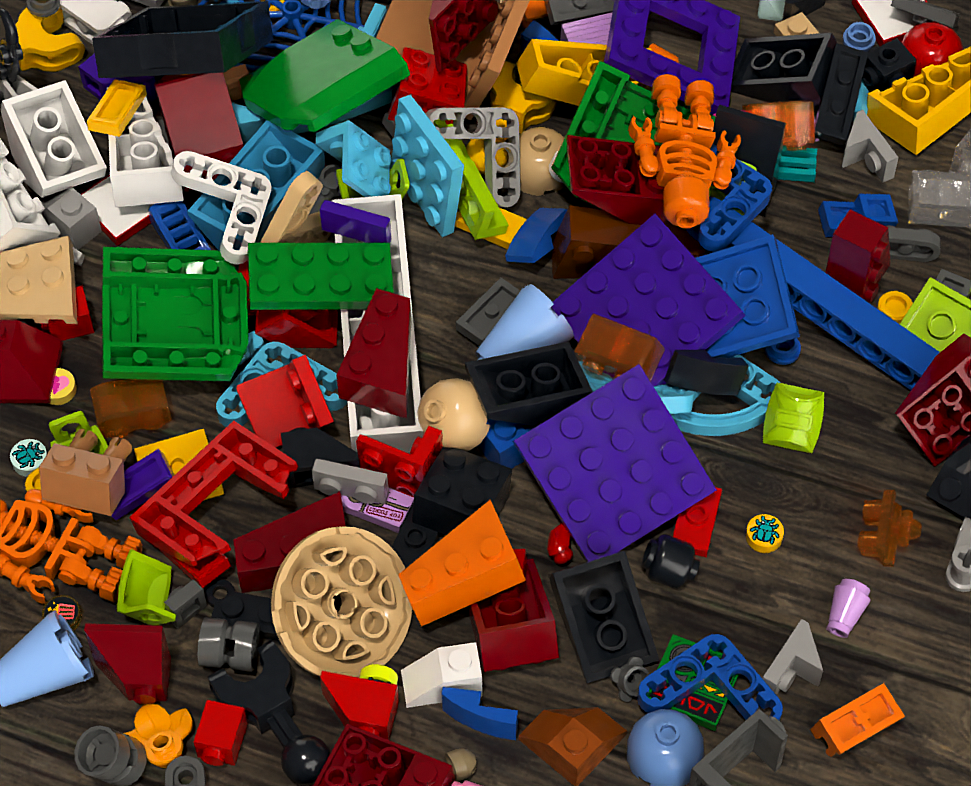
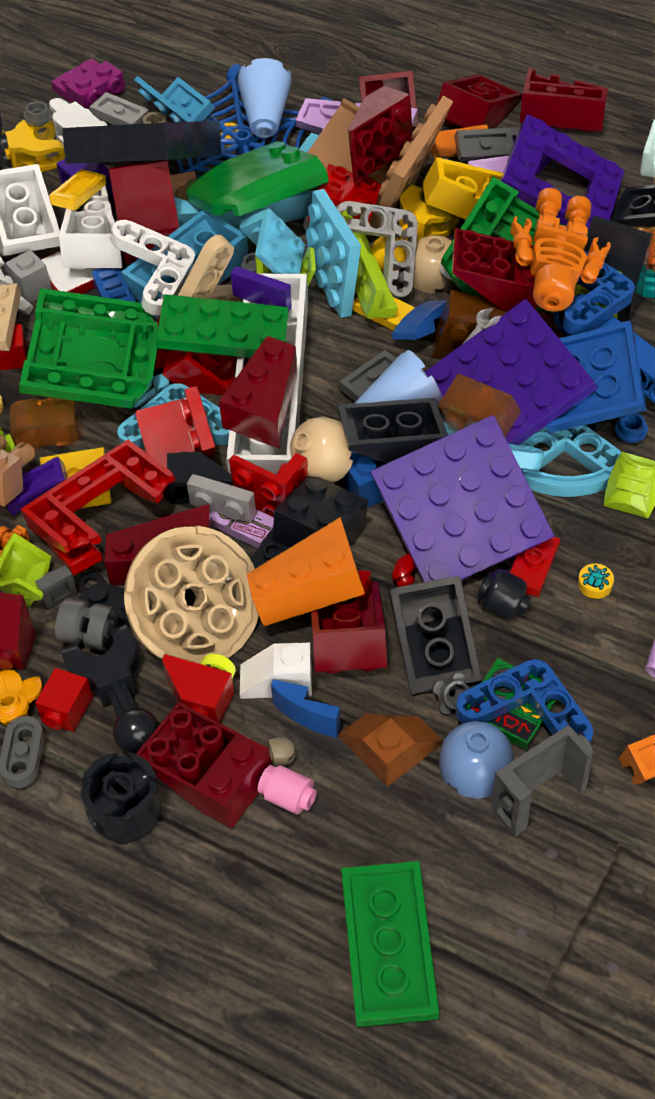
camera: 10 degrees right, 5 degrees down
(610, 244) = (483, 322): none -> light grey hand
(702, 373) = (556, 437): black slope -> none
(796, 657) = (611, 690): light grey slope -> none

